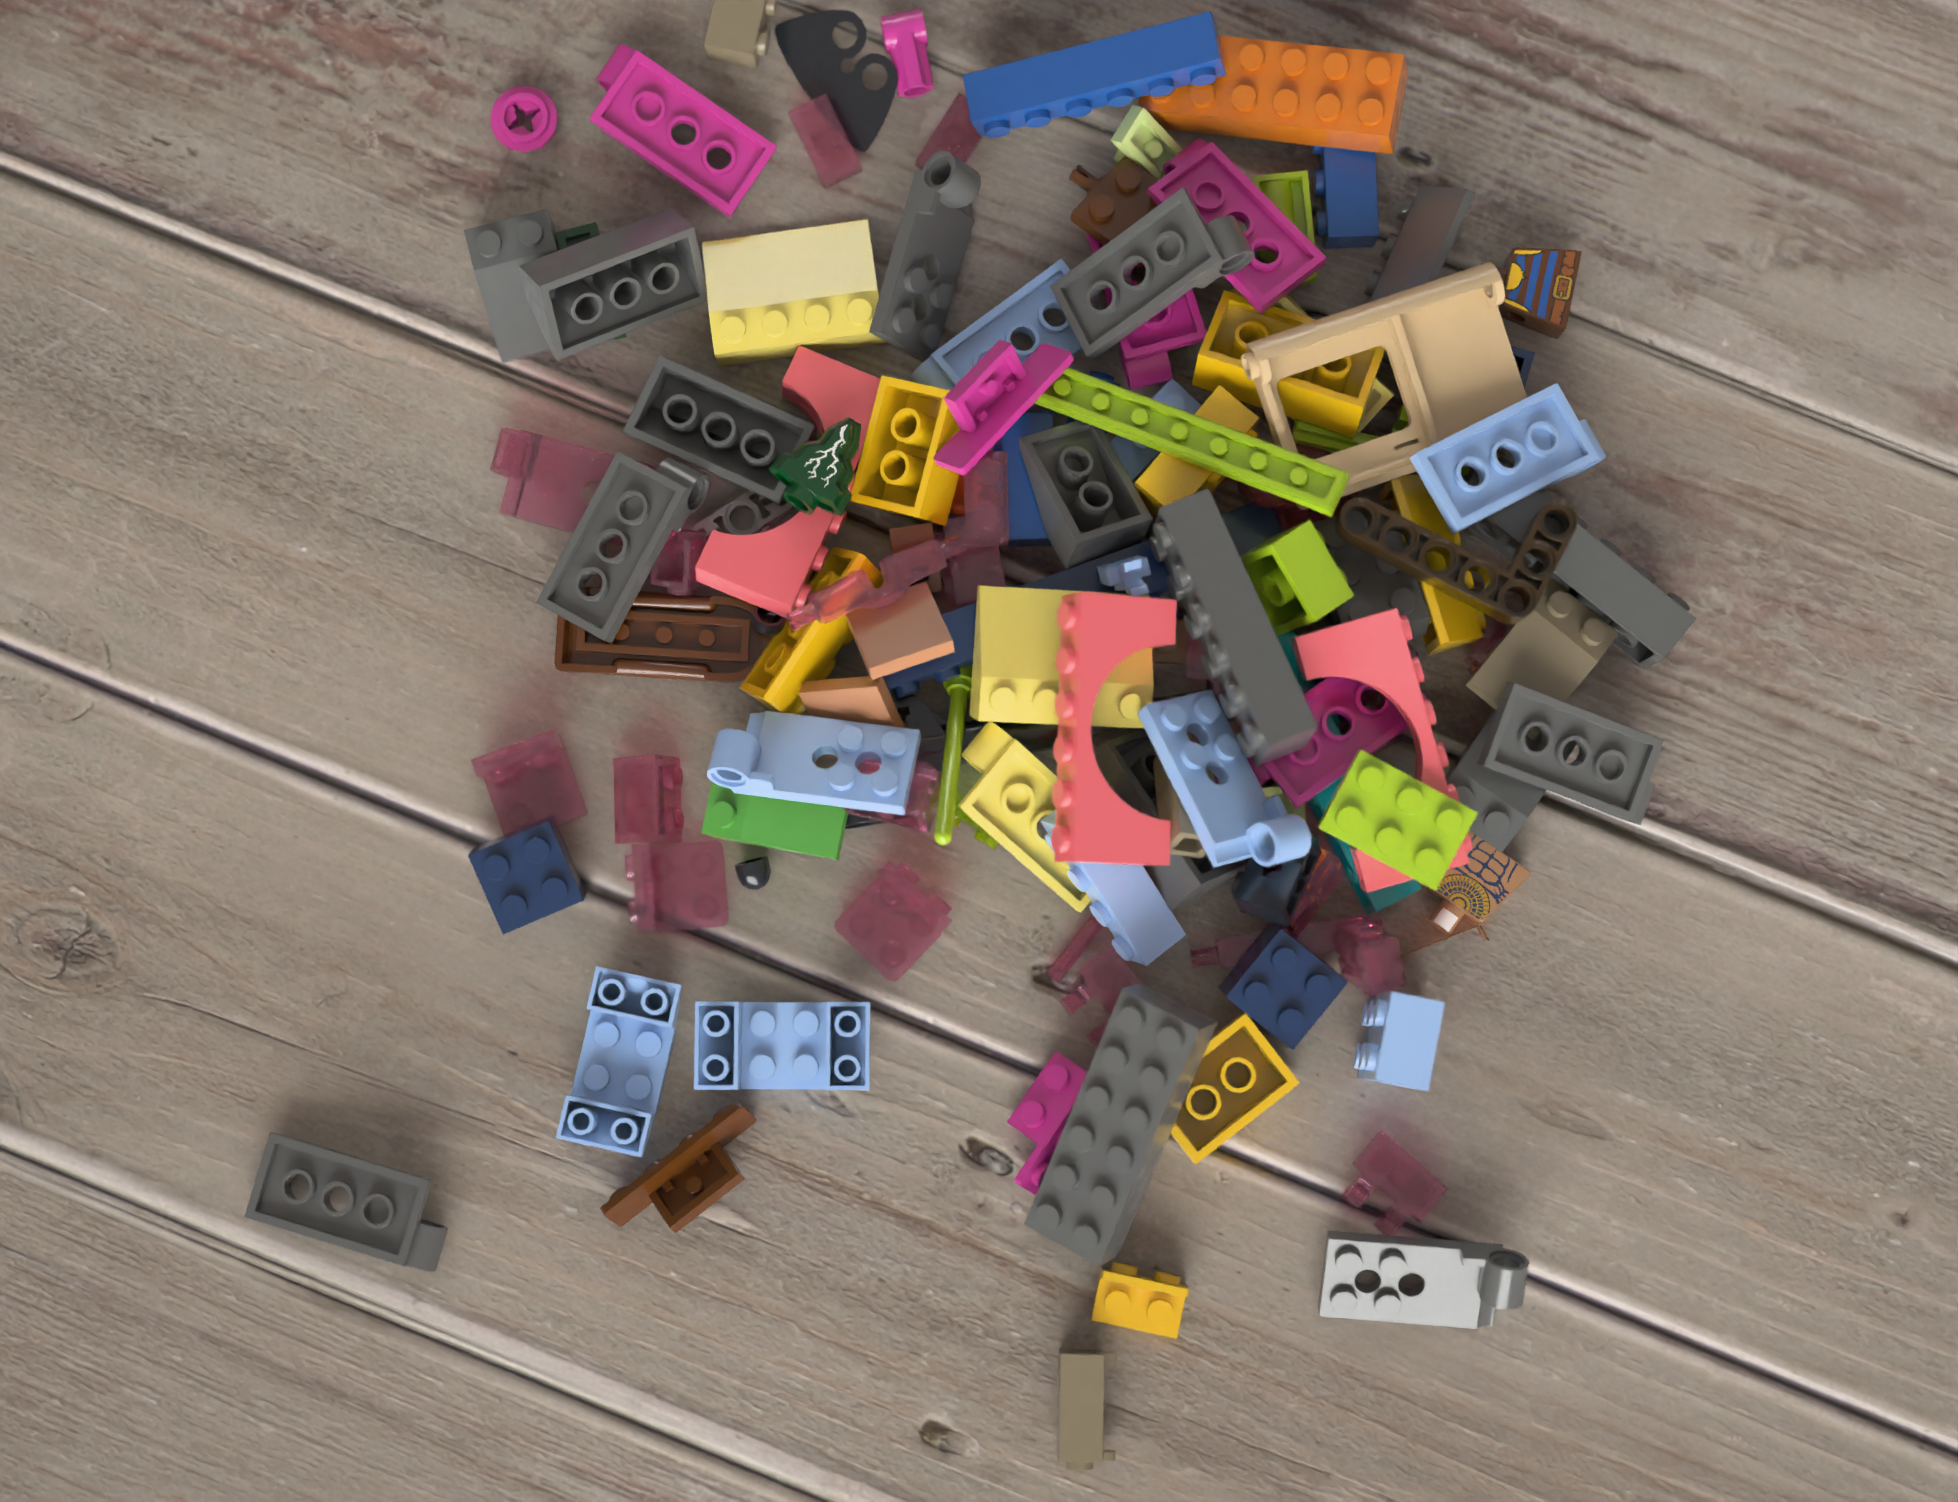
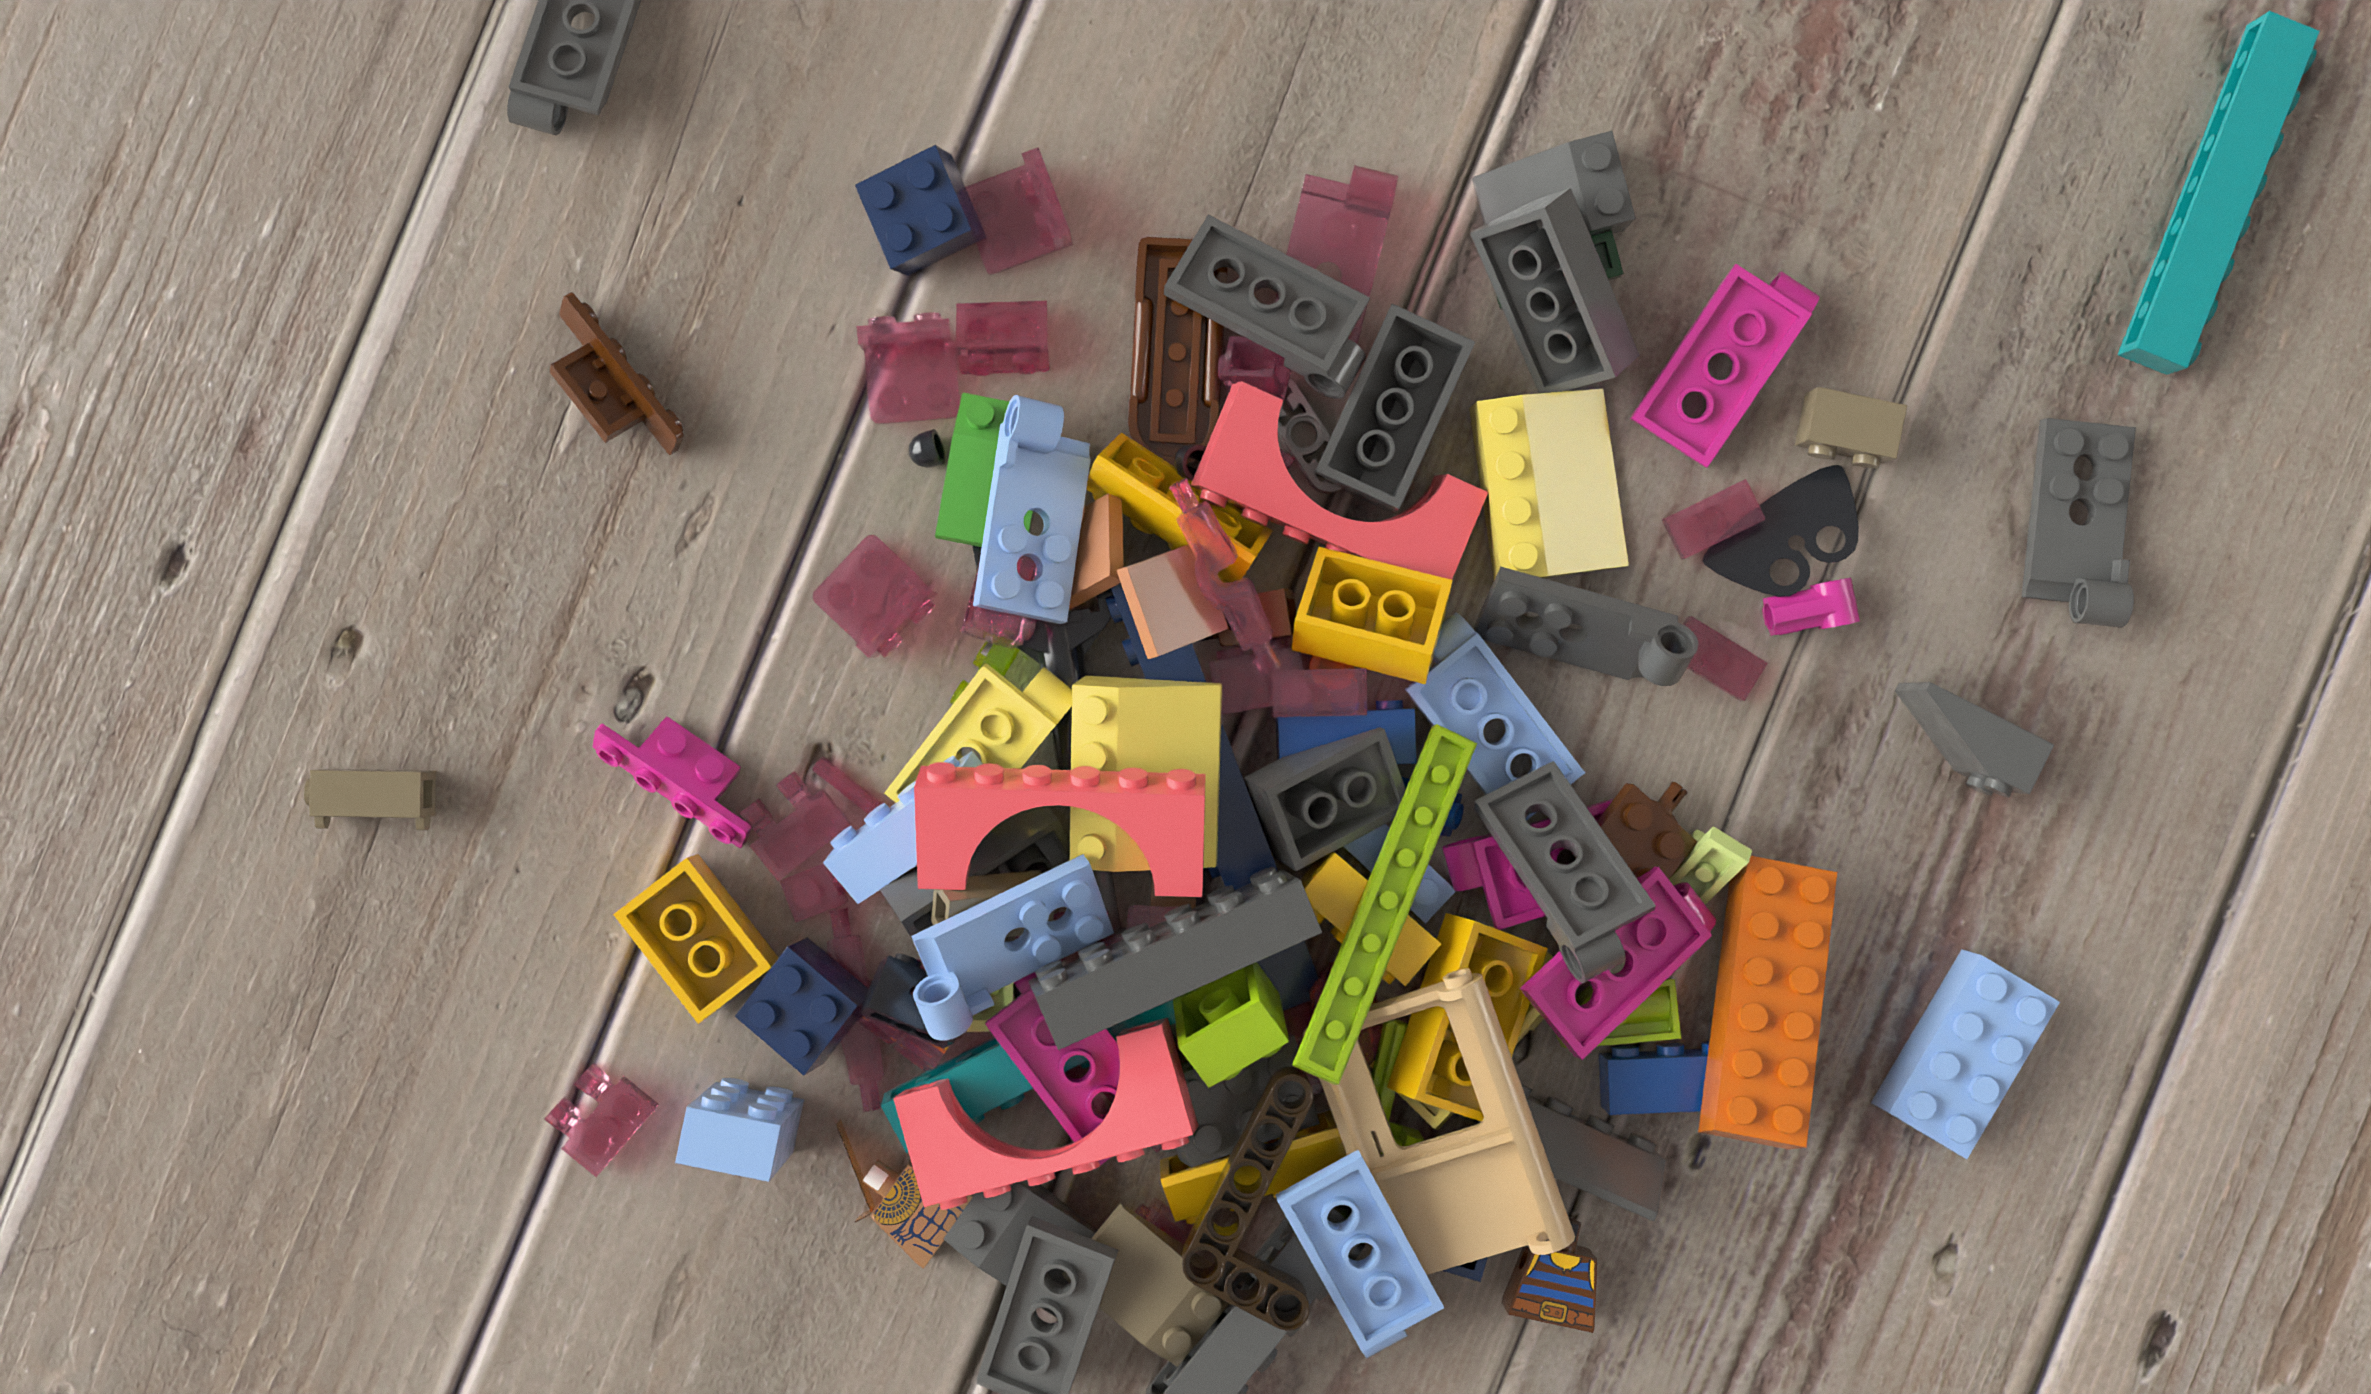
camera: 85 degrees right, 5 degrees up
(530, 101) = (1737, 175): dark pink gear -> none
(621, 1062) = (721, 312): light blue slope -> none
(782, 1045) = (743, 480): light blue slope -> none
(821, 470) = (1348, 515): dark green rock -> none
(959, 690) = (1116, 665): lime piece -> none
(994, 398) = (1423, 701): dark pink bracket -> none
(1095, 75) = (1783, 810): blue brick -> none
(1120, 1123) = (653, 835): dark grey brick -> none
(1126, 575) = (1234, 843): light blue plate -> none
(1139, 1301) = (483, 854): yellow bracket -> none
(1174, 976) = (813, 892): none -> clear pink bracket
(1369, 956) = (830, 1098): clear pink brick -> none
(1397, 819) = (967, 1131): lime plate -> none
(1457, 1287) = (495, 1183): hinge -> none

